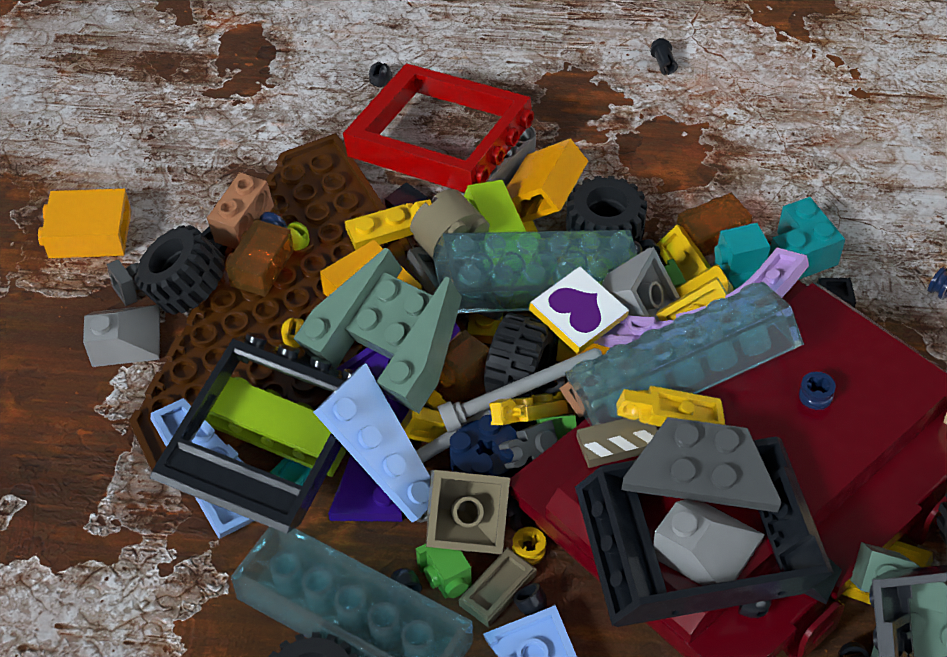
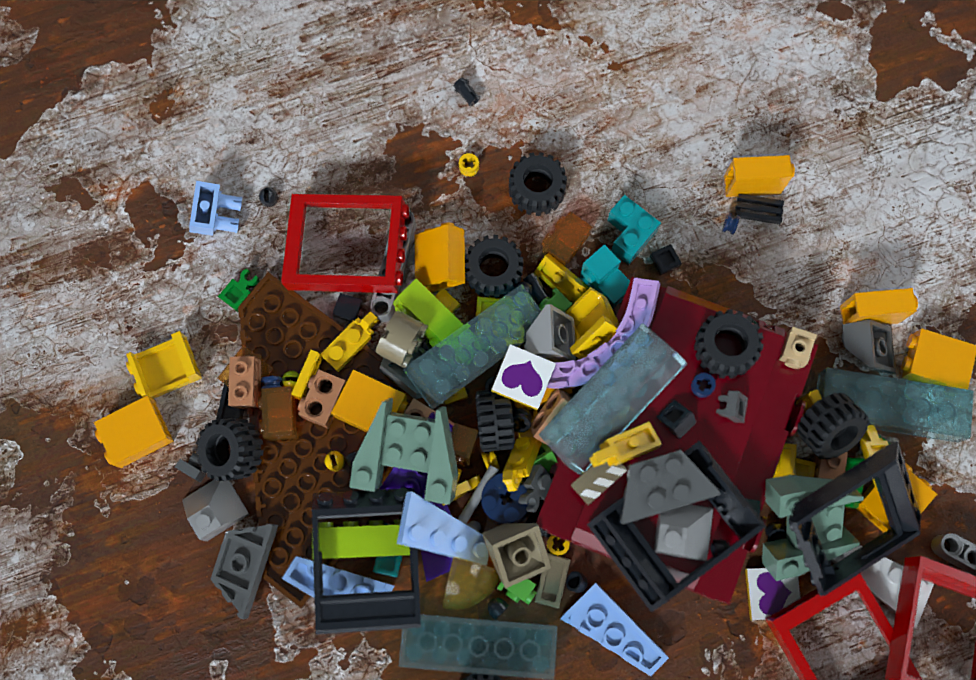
camera: 25 degrees left, 25 degrees up
(115, 394) = (242, 565): none -> dark grey wing
(163, 180) = (163, 367): none -> yellow panel
(290, 138) = (237, 292): none -> green plate
(304, 53) = (204, 208): none -> light blue brick
(304, 263) = (315, 397): none -> nougat brick
(316, 233) = (310, 367): none -> yellow tile
(381, 527) = (468, 584): none -> clear yellow brick
(456, 413) = (477, 484): light grey piece -> none
(630, 121) = (468, 158): none -> yellow bush
(704, 158) = (537, 167): none -> black tyre
(763, 416) = (677, 419): none -> black slope
(850, 424) = (735, 406): none -> dark grey tile
(879, 329) = (742, 330): none -> black tyre

